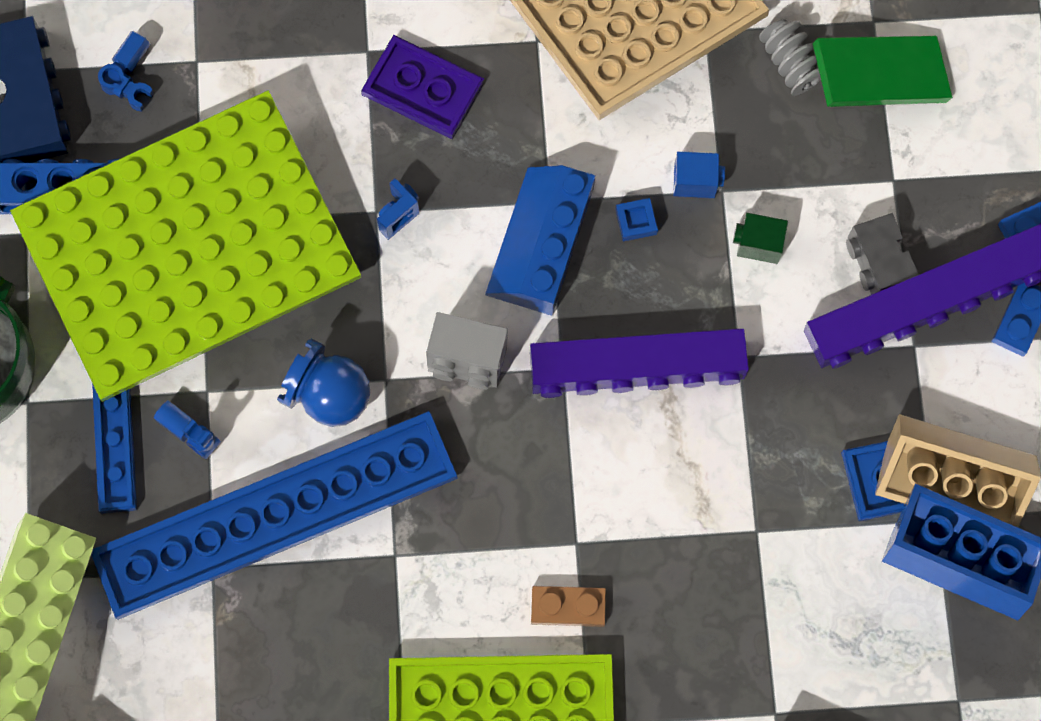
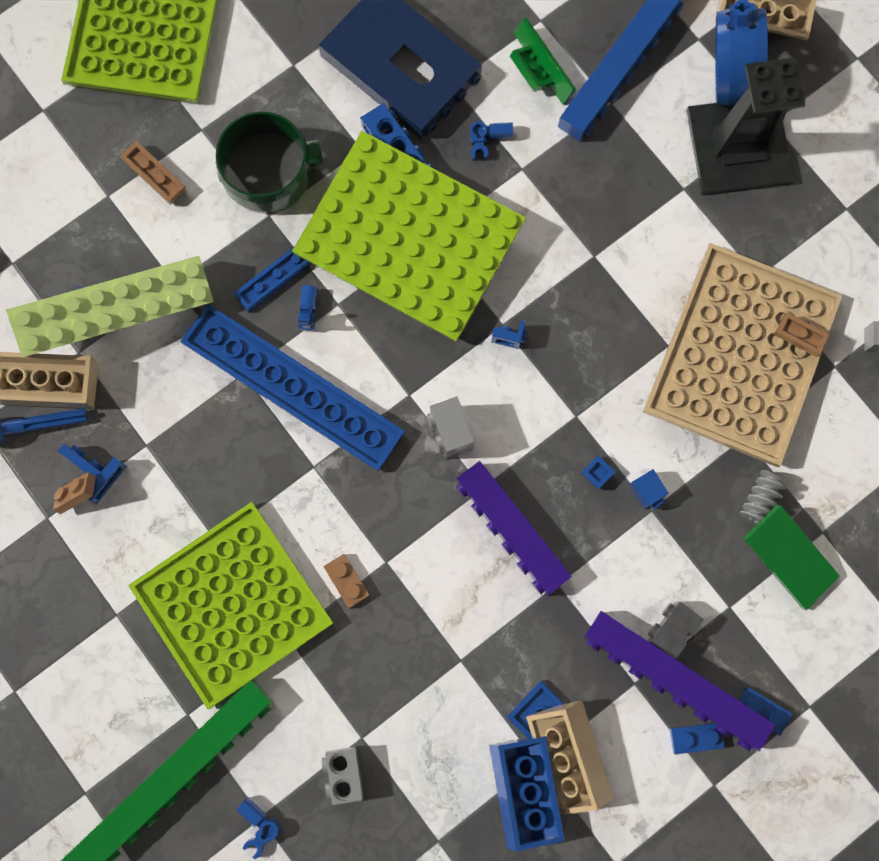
camera: 60 degrees right, 5 degrees up
(330, 387) = (379, 366): blue tile -> none
(422, 86) = (594, 300): dark purple tile -> none
(541, 237) = (550, 426): blue slope -> none
(760, 238) = (636, 551): dark green brick -> none

